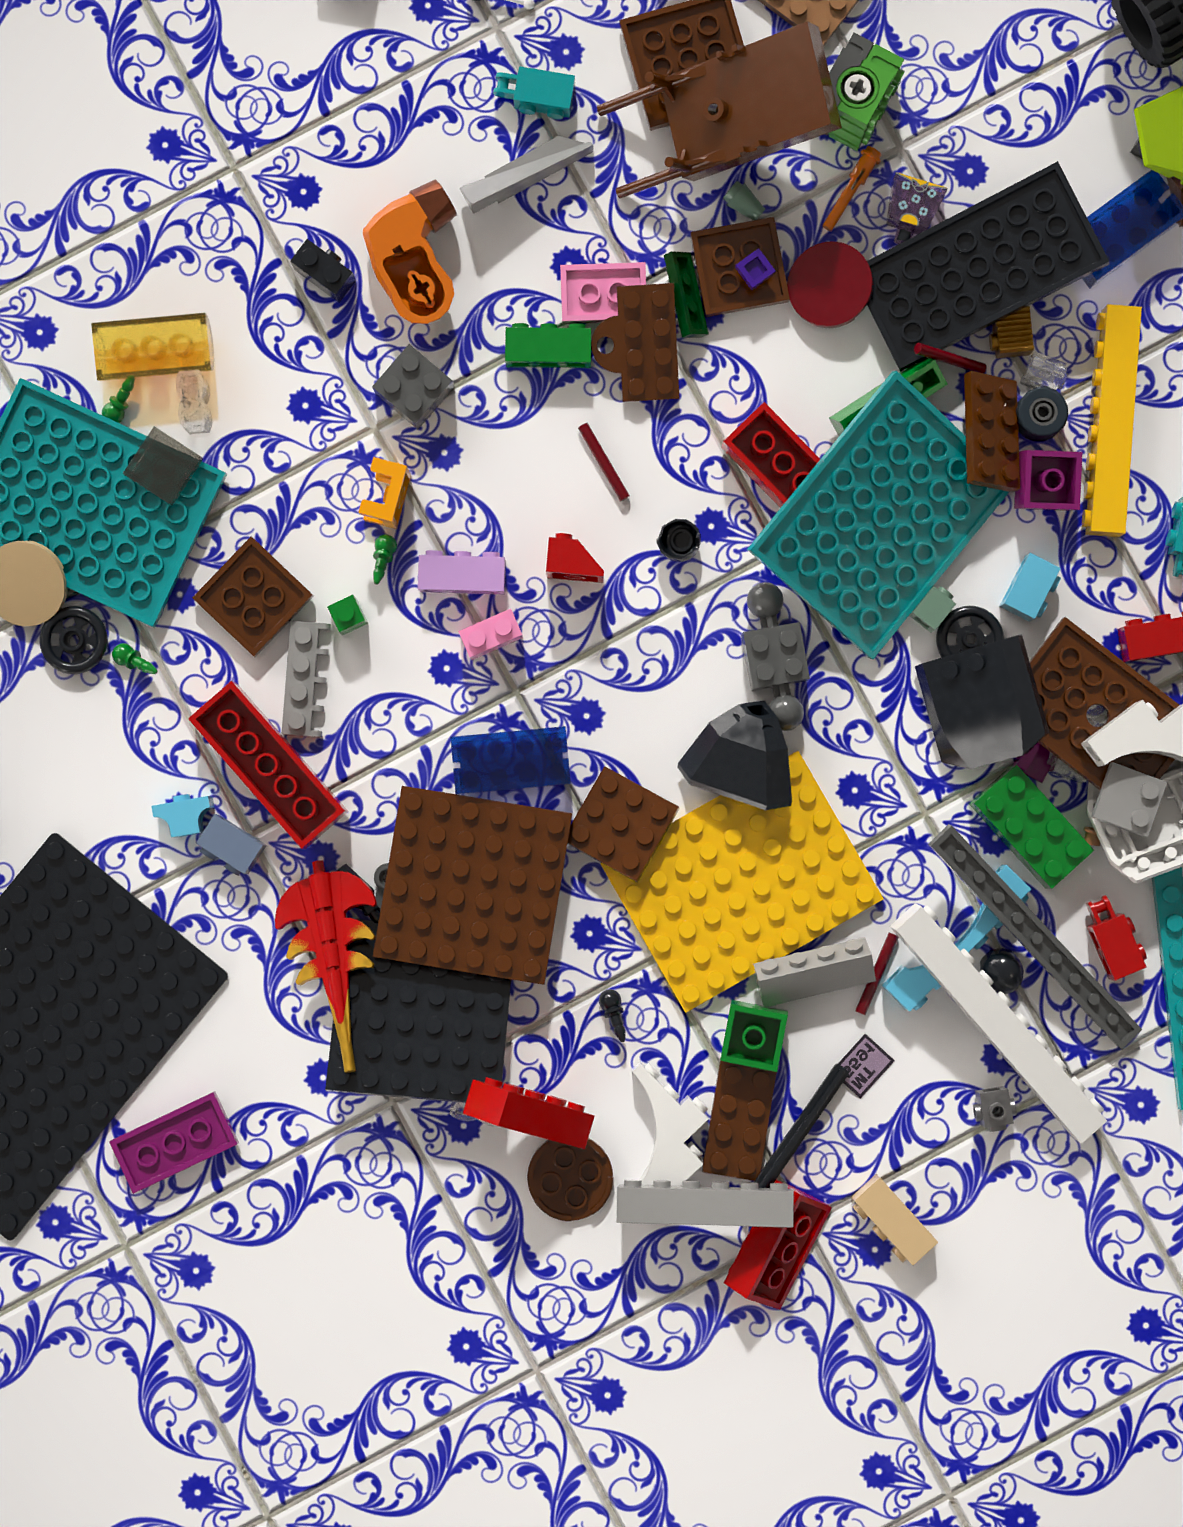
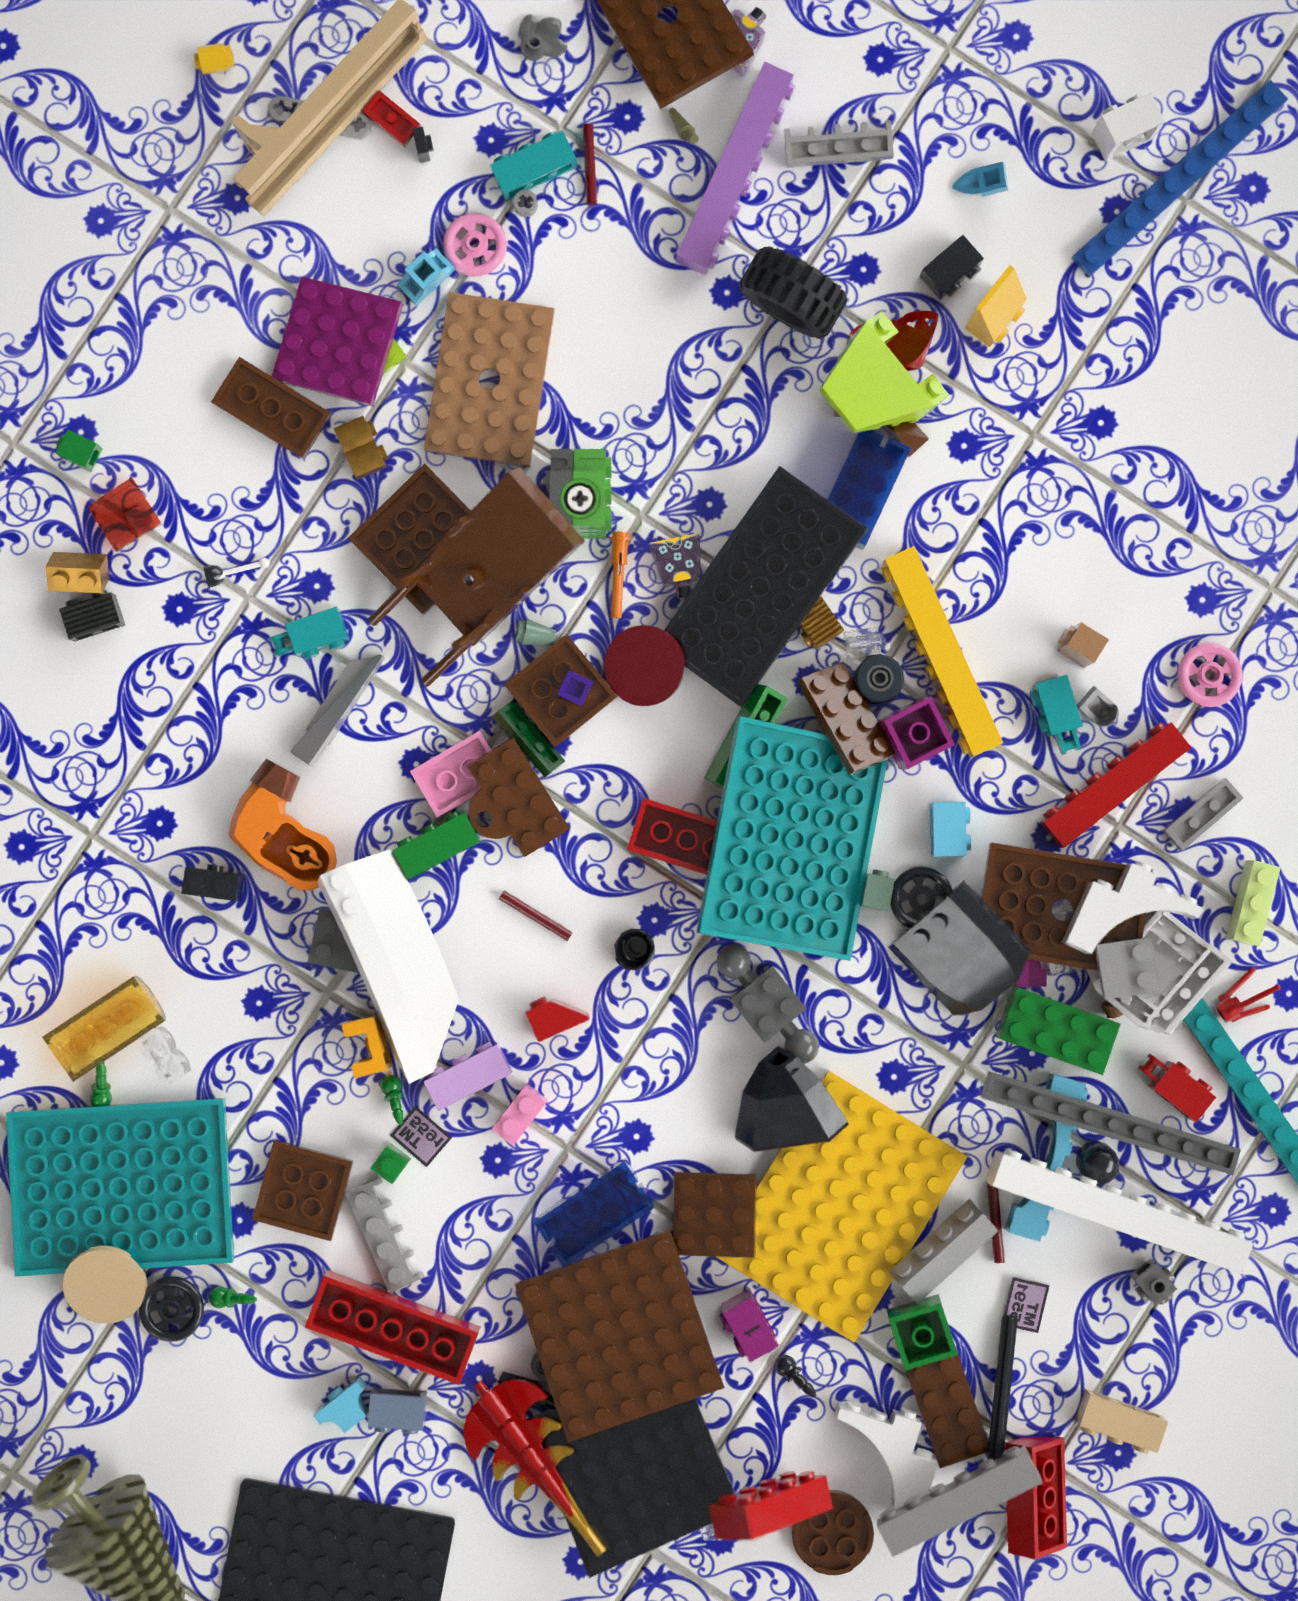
camera: 30 degrees left, 0 degrees up
(163, 466) = (167, 1123): clear smoke tile -> none
(387, 608) = (421, 1136): none -> clear purple sticker
(454, 425) = (394, 957): none -> white slope
(597, 941) = (749, 1324): none -> magenta brick
(949, 358) = (778, 675): dark red bar -> none

